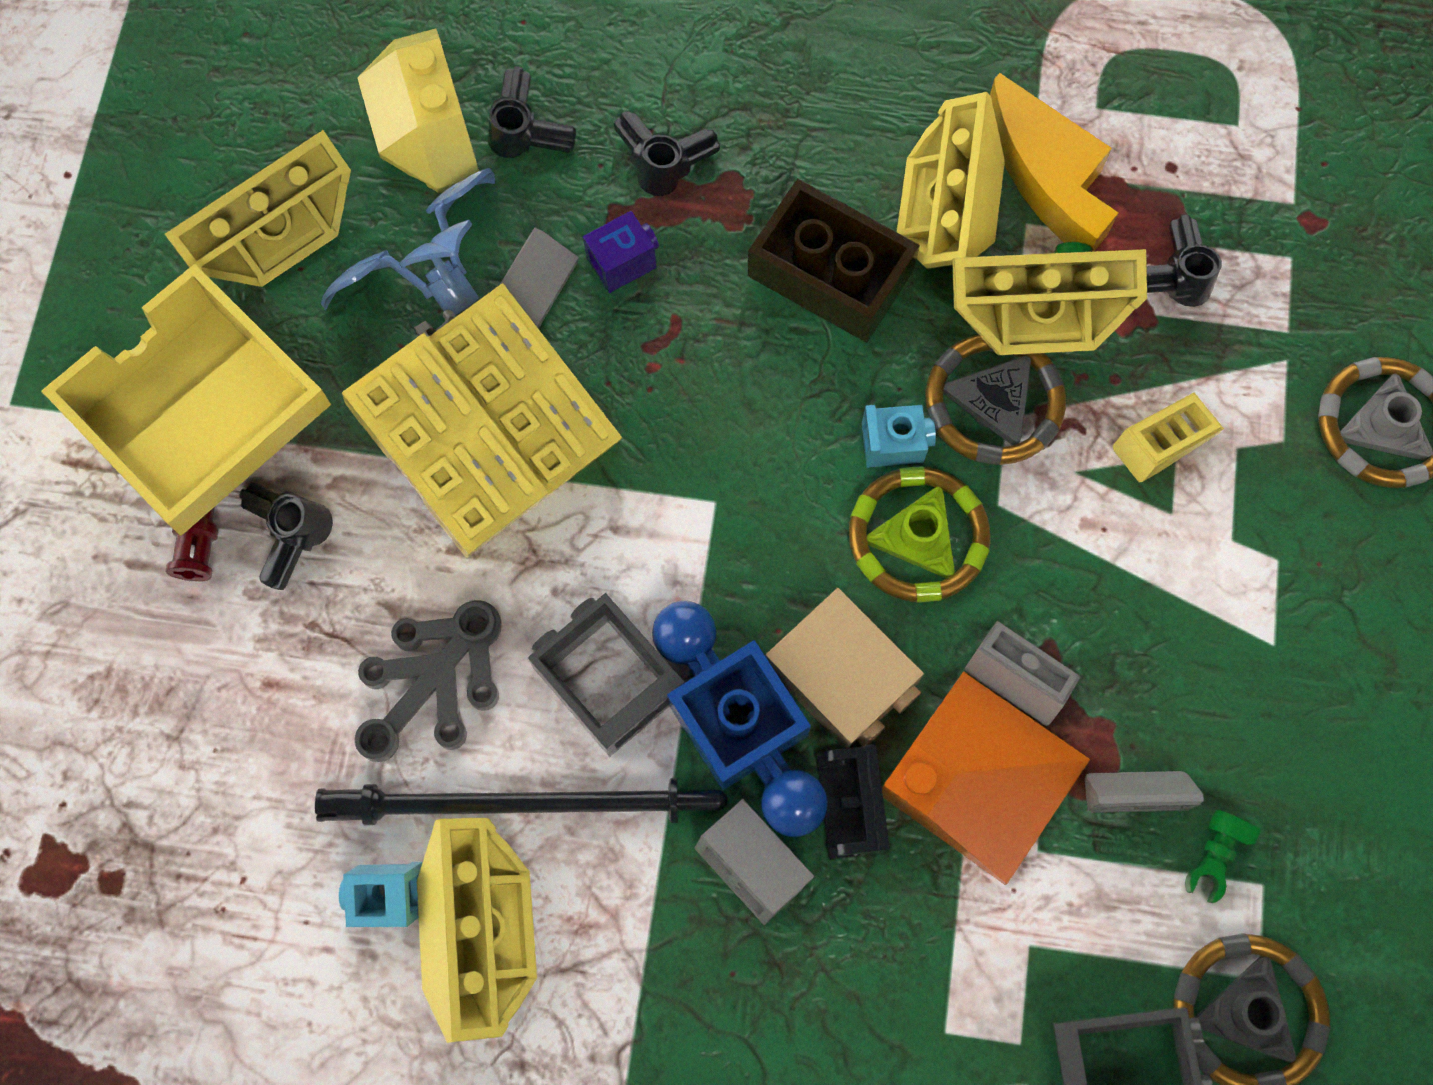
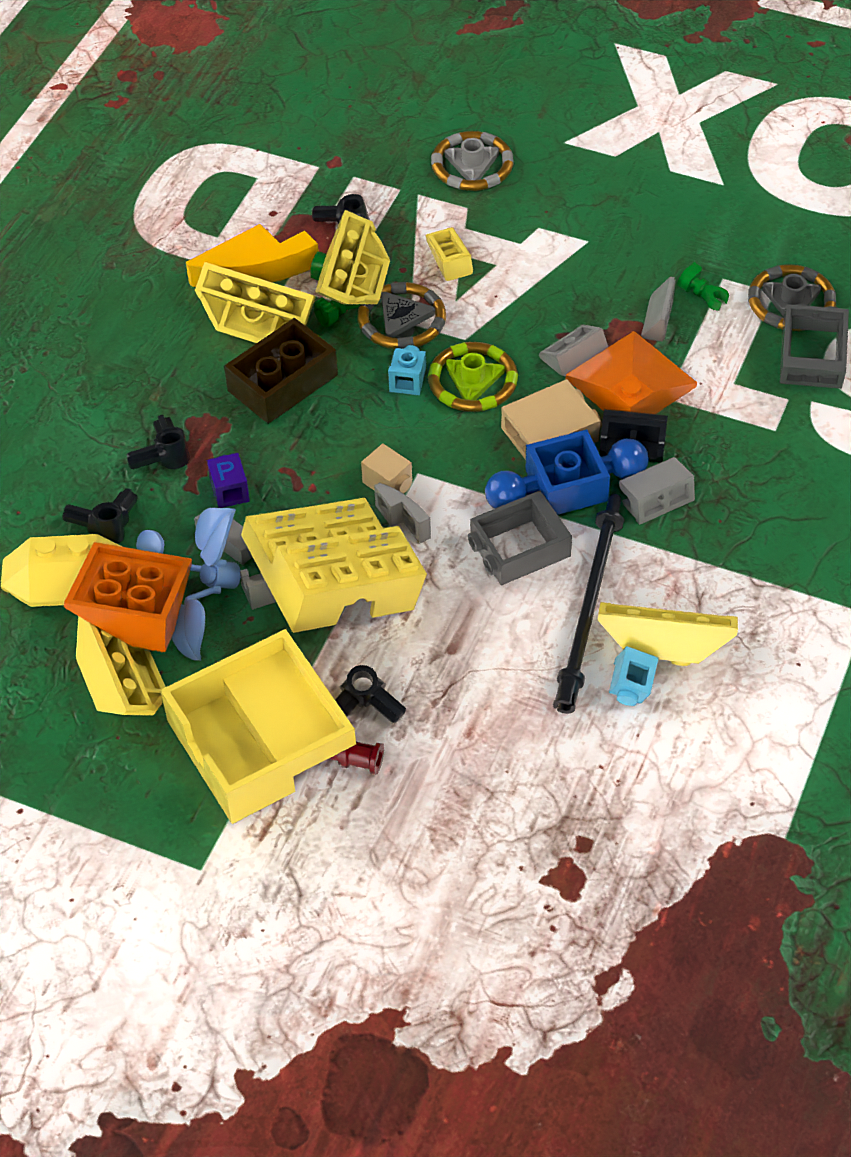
camera: 75 degrees left, 20 degrees down
(365, 180) = (130, 594): none -> orange slope
(433, 674) = (494, 633): dark grey plant -> none
(624, 486) = (400, 508): none -> light grey slope
(686, 457) = (387, 468): none -> tan brick

